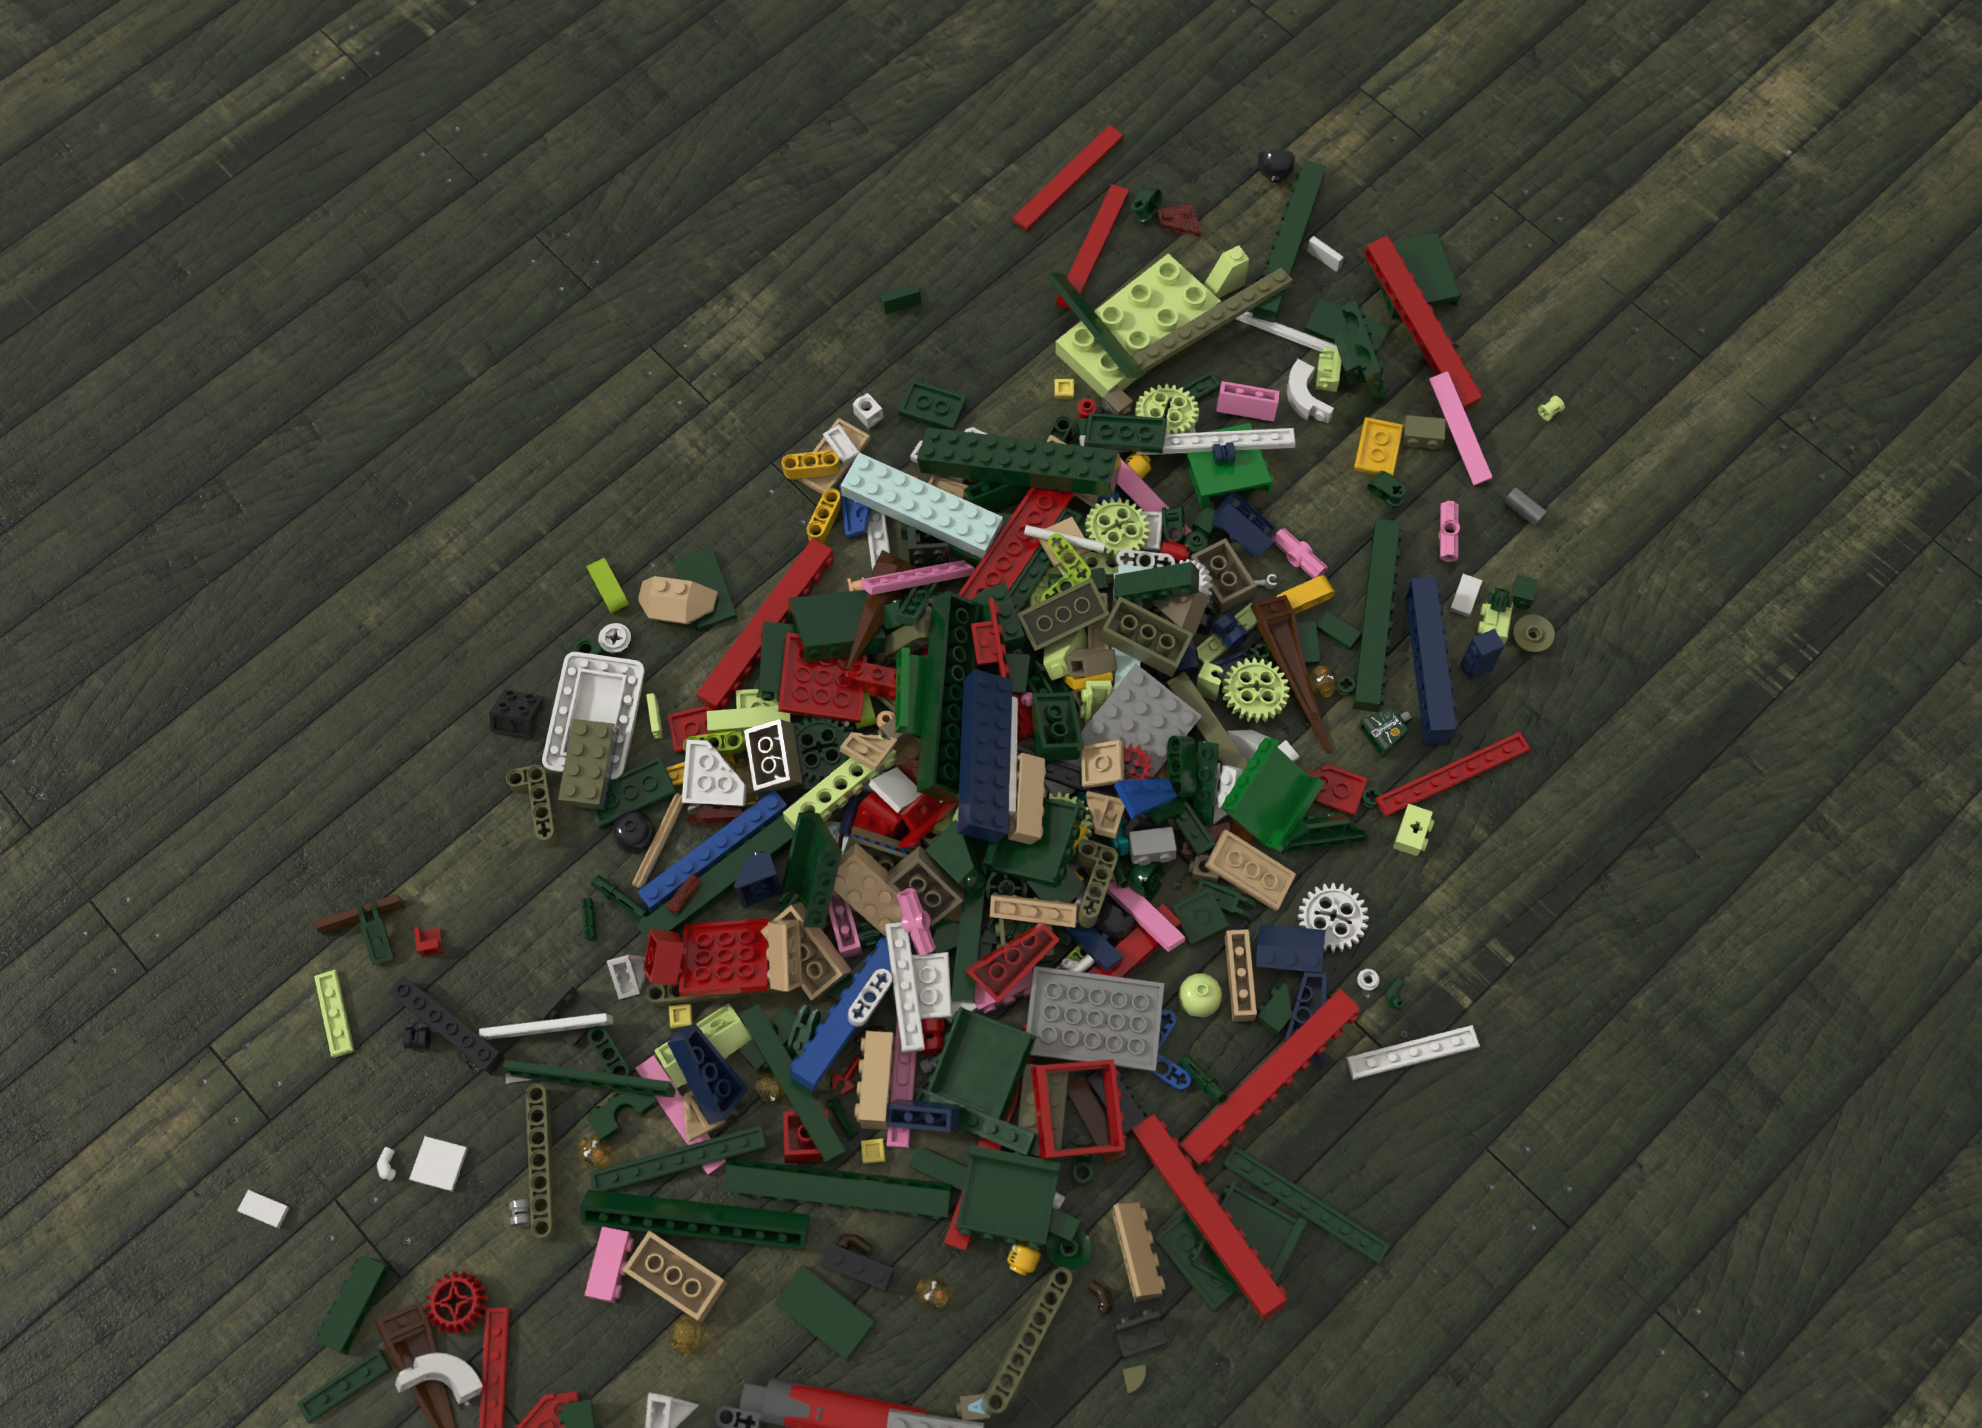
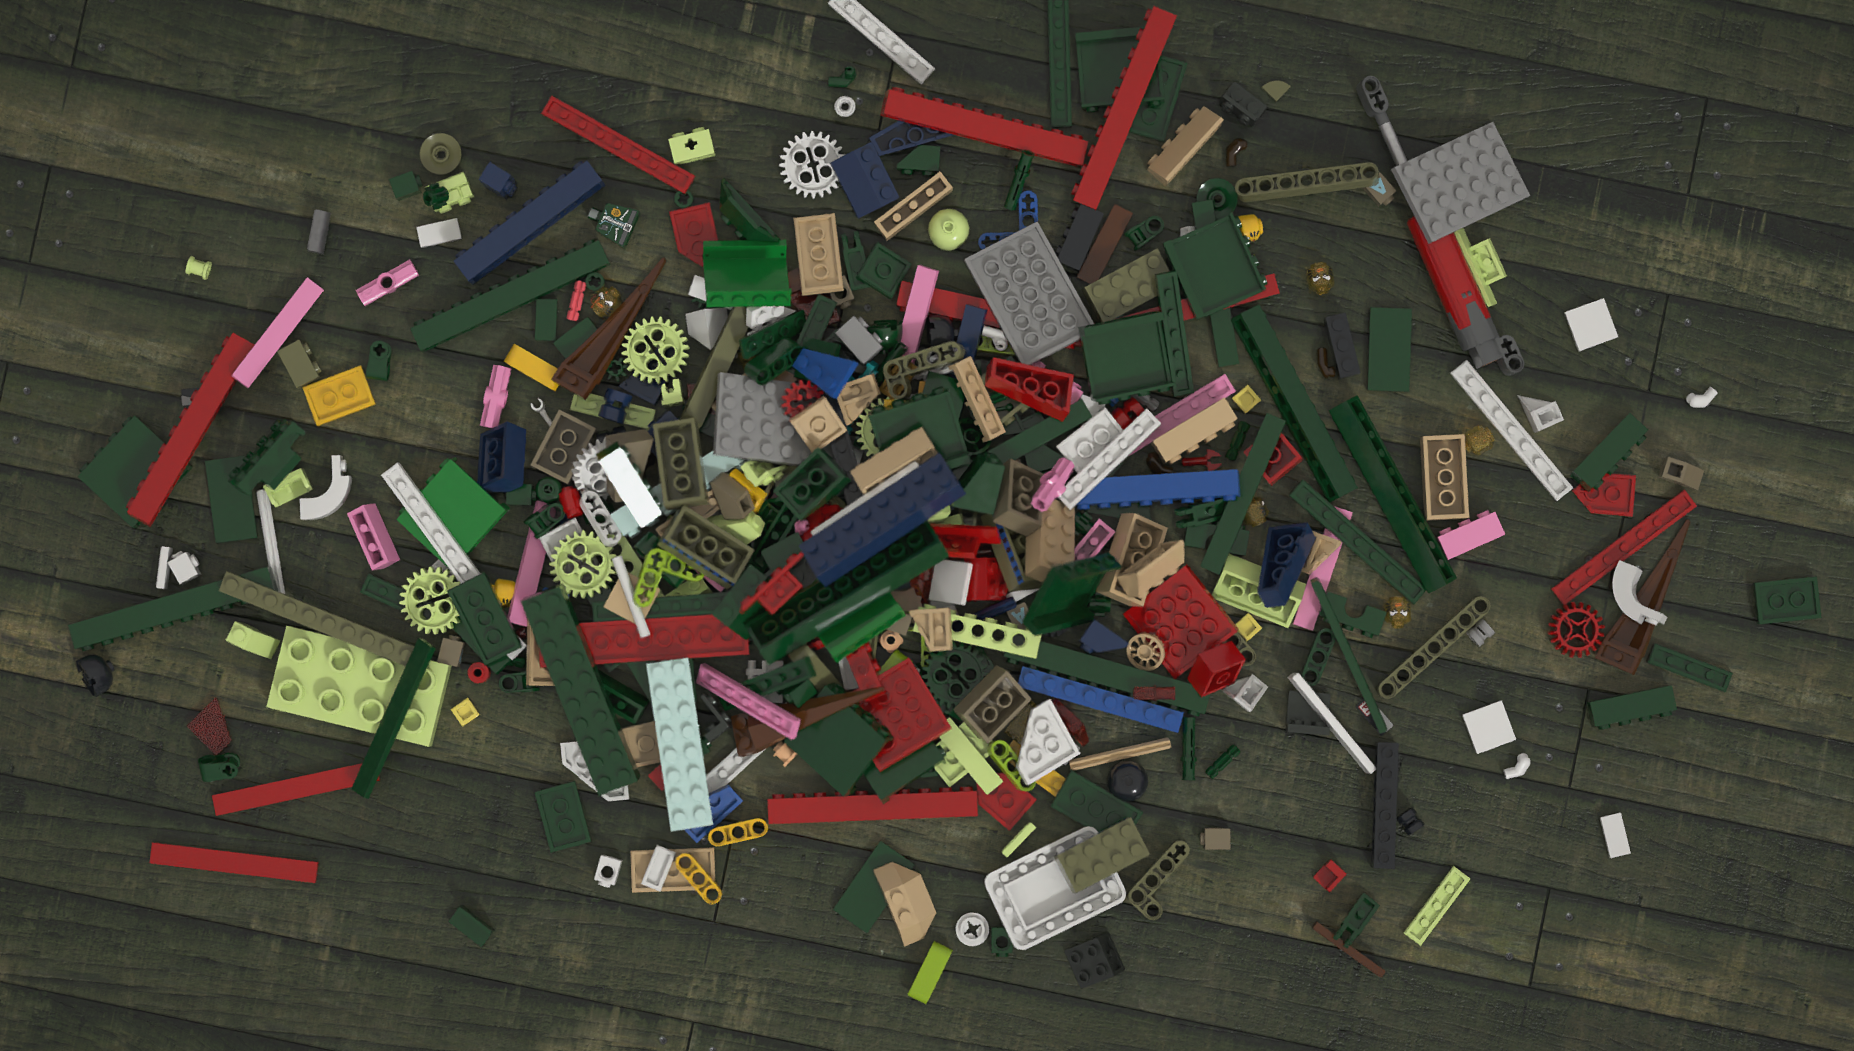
camera: 125 degrees left, 20 degrees up
(531, 869) = (1215, 838): none -> dark tan brick
(671, 1374) = (1511, 430): none -> white tile
(724, 915) = (1145, 651): none -> tan wheel
(855, 1007) = (1122, 484): white beam -> none
(923, 1115) = (1198, 373): dark blue brick -> none
(1043, 1115) = (1097, 226): red window -> none
(1223, 452) = (451, 522): dark blue wheel -> none
(1316, 266) = (184, 567): none -> white brick
(1338, 661) = (576, 300): none -> coral axle

